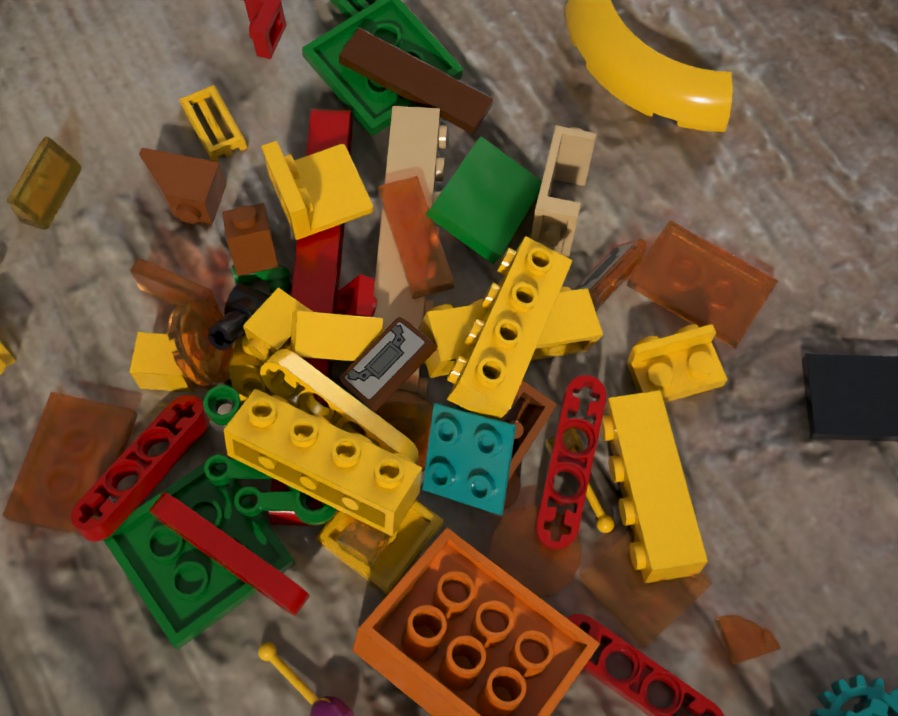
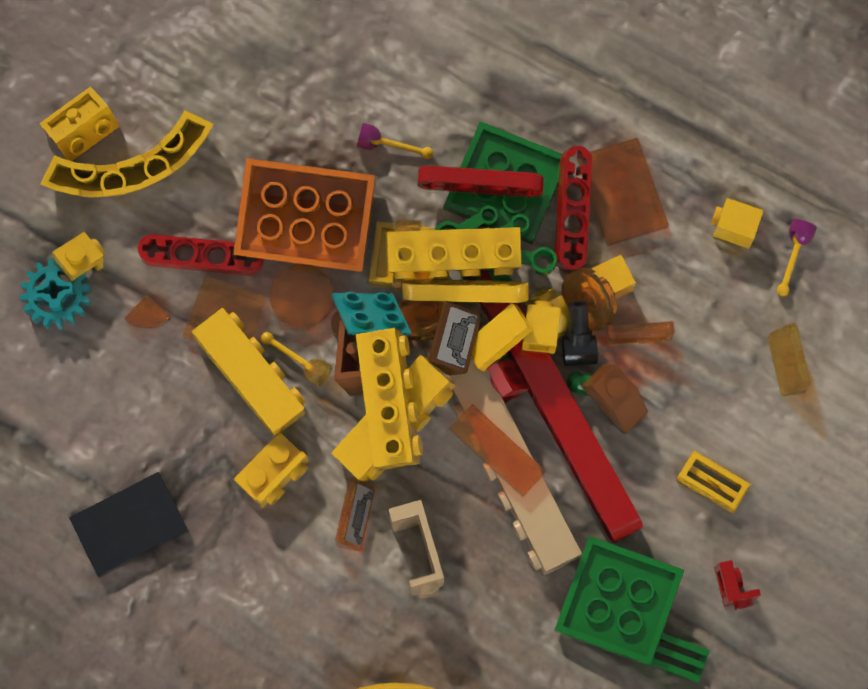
camera: 150 degrees right, 10 degrees up
(186, 184) = (691, 412): dark orange slope -> none
(317, 189) = (586, 444): yellow bracket -> none
(415, 80) = (580, 590): reddish brown tile -> none
(485, 200) = (468, 515): green tile -> none
(568, 461) = (307, 352): red beam -> none
(702, 283) = (284, 549): clear orange tile -> none

